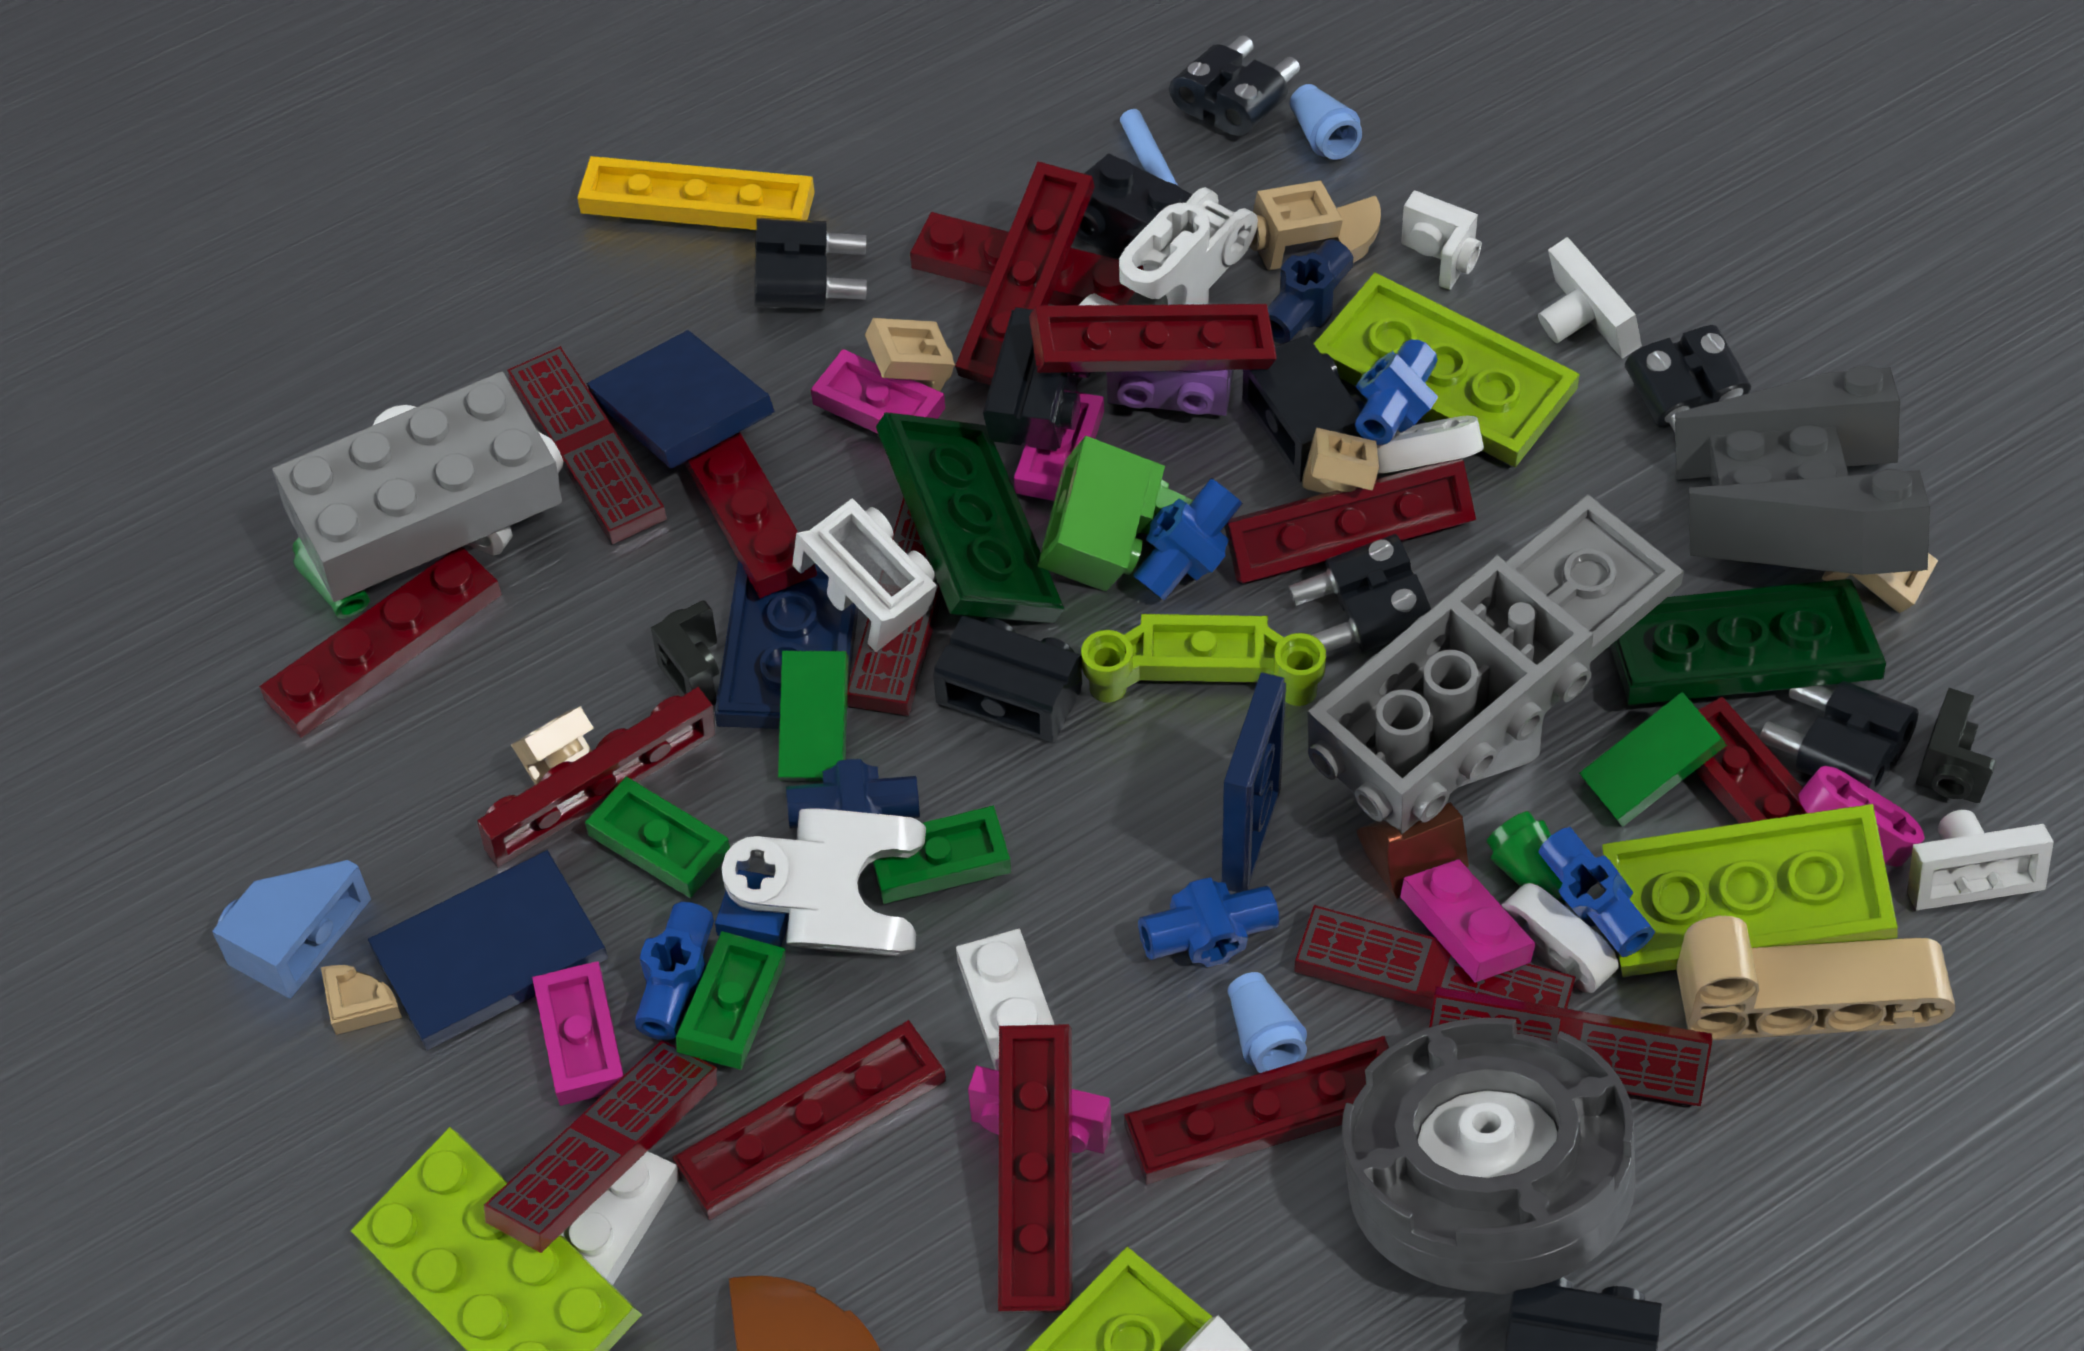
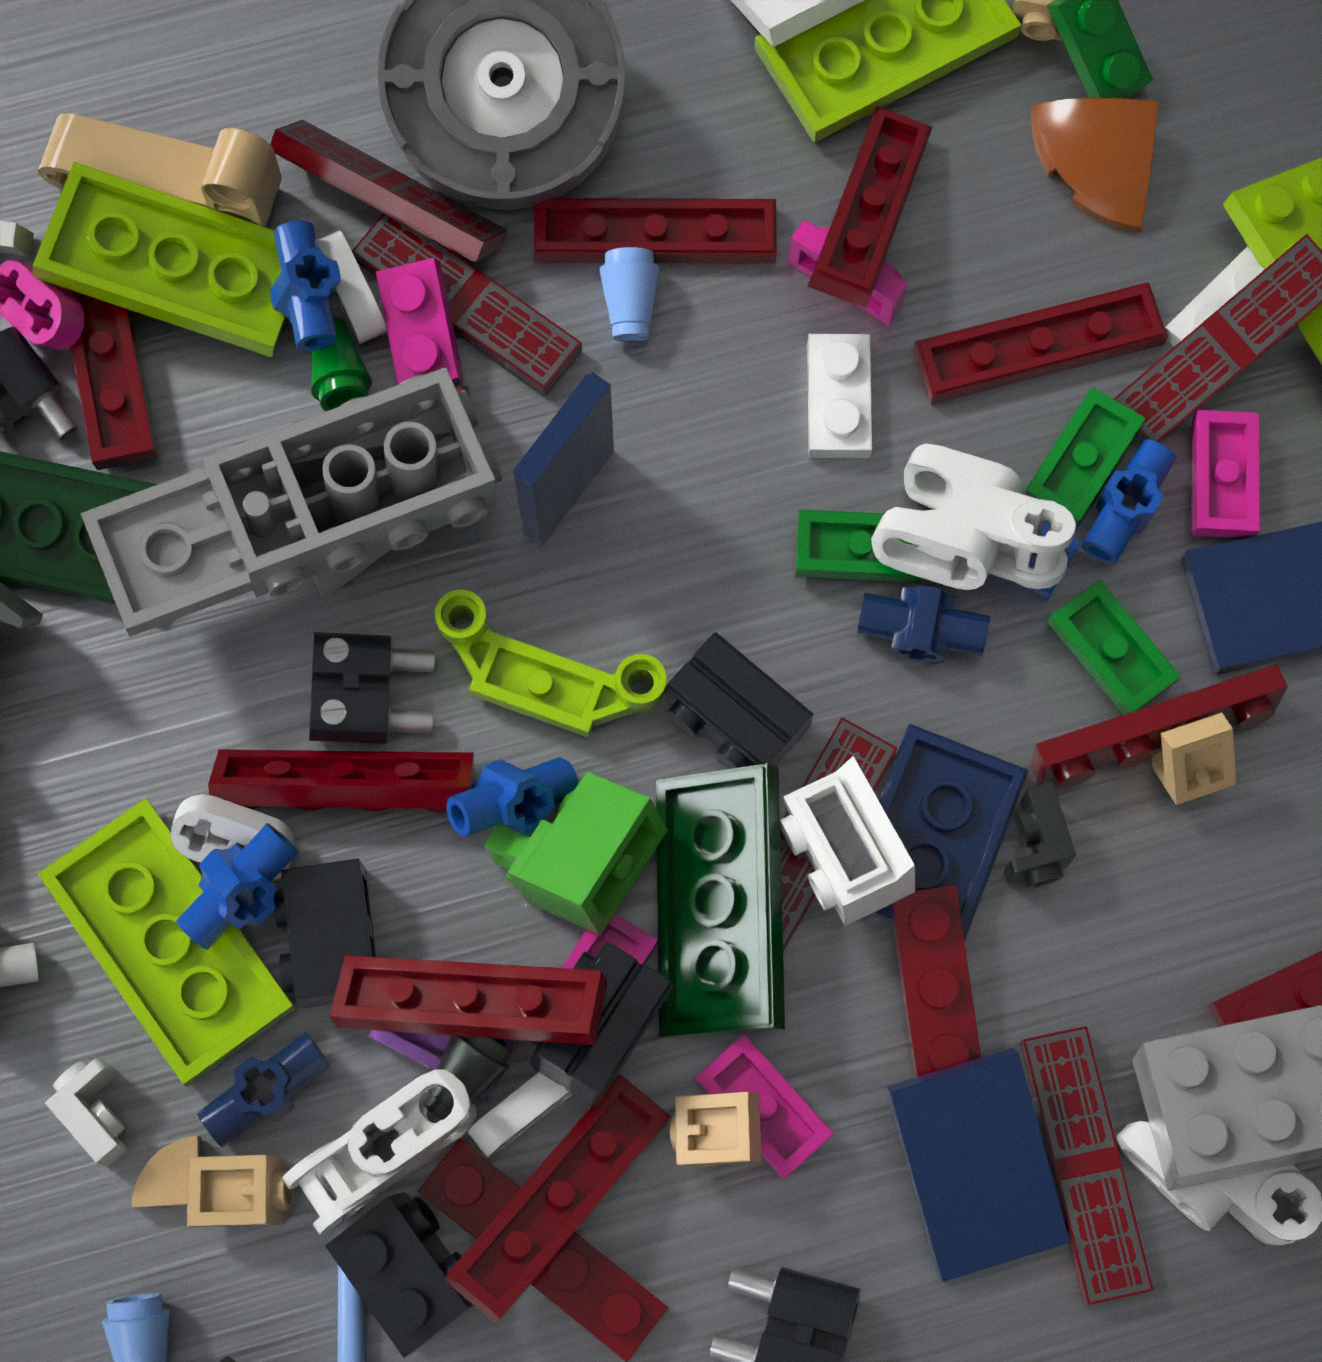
camera: 165 degrees left, 20 degrees up
(812, 713) = (937, 723): green tile -> none
(1208, 922) = (648, 398): blue axle -> none
(1340, 463) = (329, 812): tan bracket -> none
(1652, 759) = (184, 420): green tile -> none

